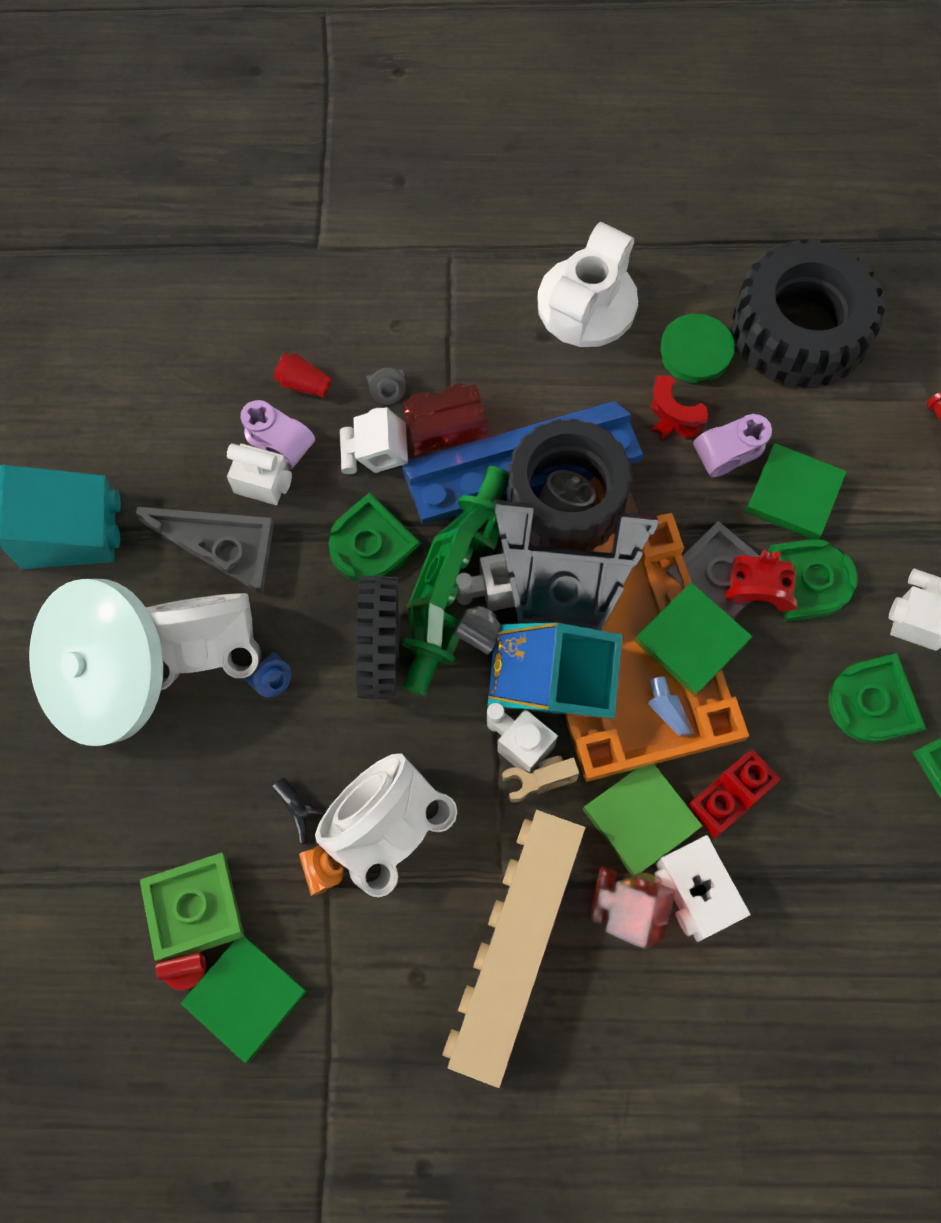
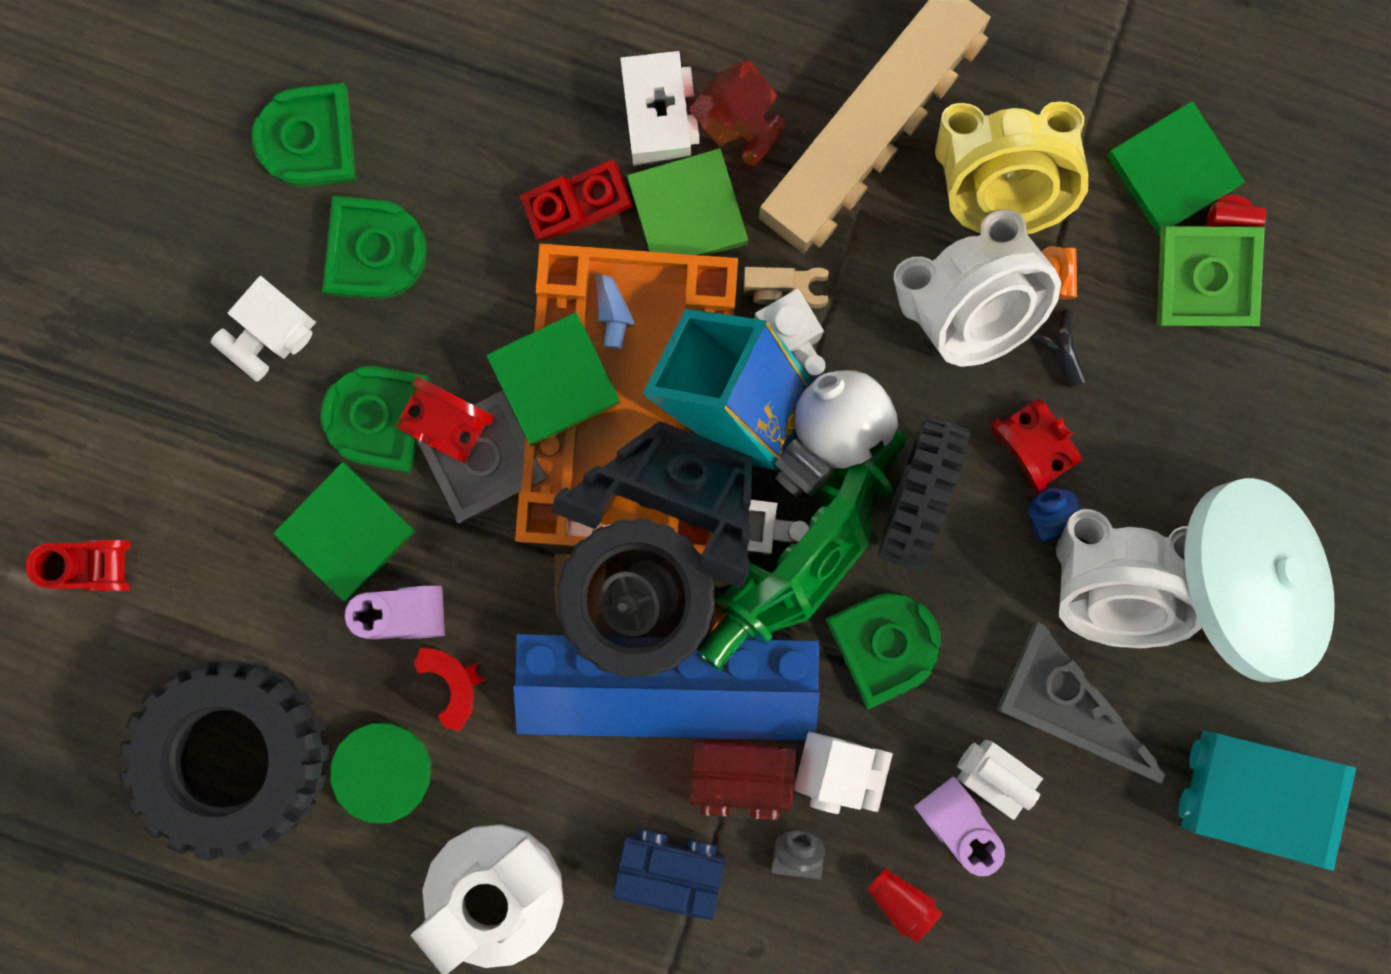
camera: 165 degrees left, 15 degrees up
(300, 723) = (1037, 444): none -> red piece
(387, 941) = (1013, 163): none -> light yellow piece
(457, 680) = (844, 417): none -> white cylinder
(473, 343) = (670, 874): none -> dark blue brick

